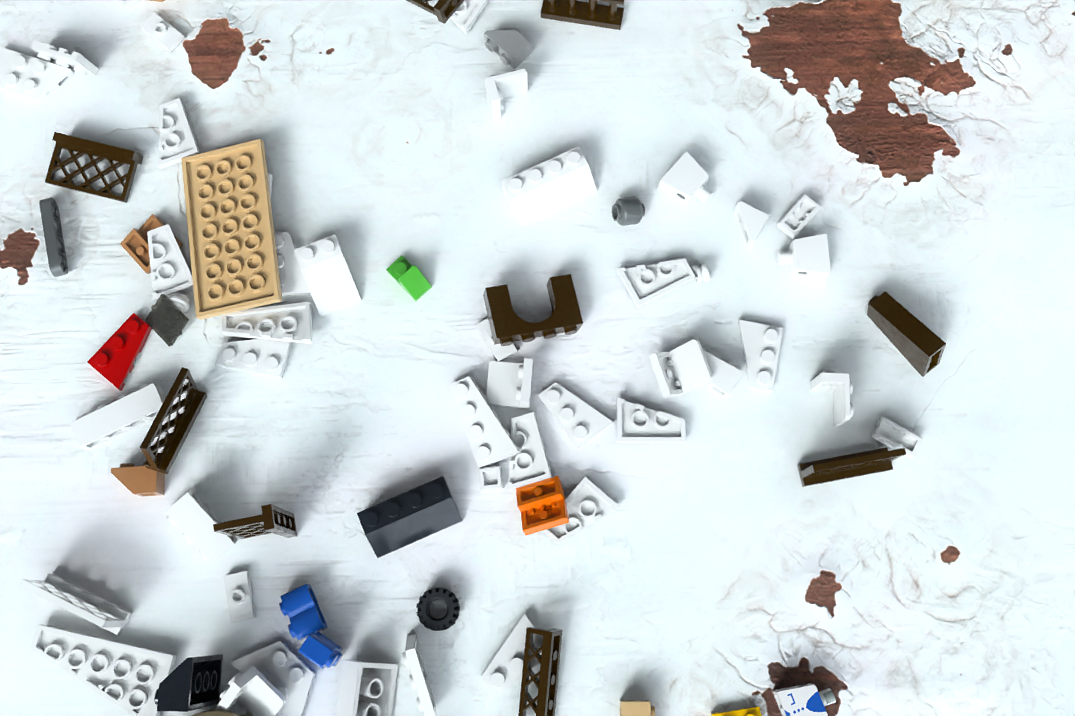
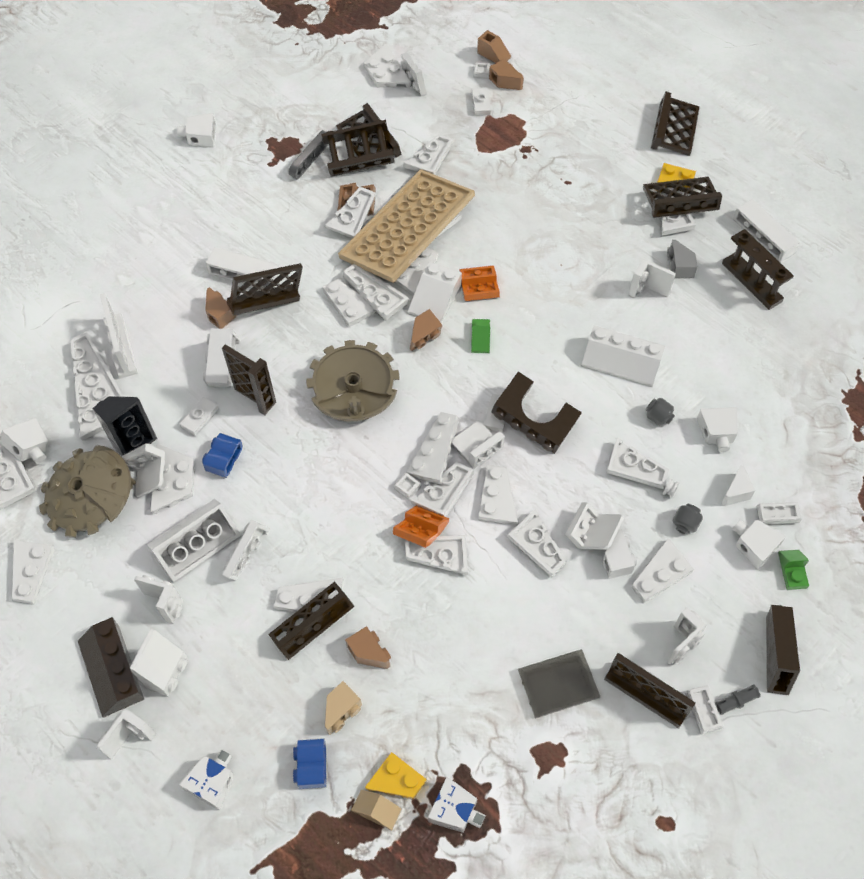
camera: 45 degrees right, 15 degrees down
(109, 210) = (353, 163): none -> dark brown fence
(119, 352) = (277, 238): red wing -> none
(166, 320) = (321, 242): clear smoke piece -> none
(180, 301) = (337, 239): white plate -> none
(321, 650) = (208, 480): blue brick -> none
(354, 320) = (425, 327): none -> medium nougat slope
(355, 227) = (479, 283): none -> orange slope
(362, 454) = (349, 365): none -> dark tan piece
(409, 517) = (337, 460): black slope -> none
(452, 609) = (300, 536): black tyre -> none
(608, 654) = (366, 649): none -> medium nougat slope
(739, 289) = (687, 519): none -> dark grey head
(776, 526) = (558, 683): none -> clear smoke piece
(848, 252) = (793, 569): none -> bright green slope
(911, 405) = (737, 699): none -> dark grey pin

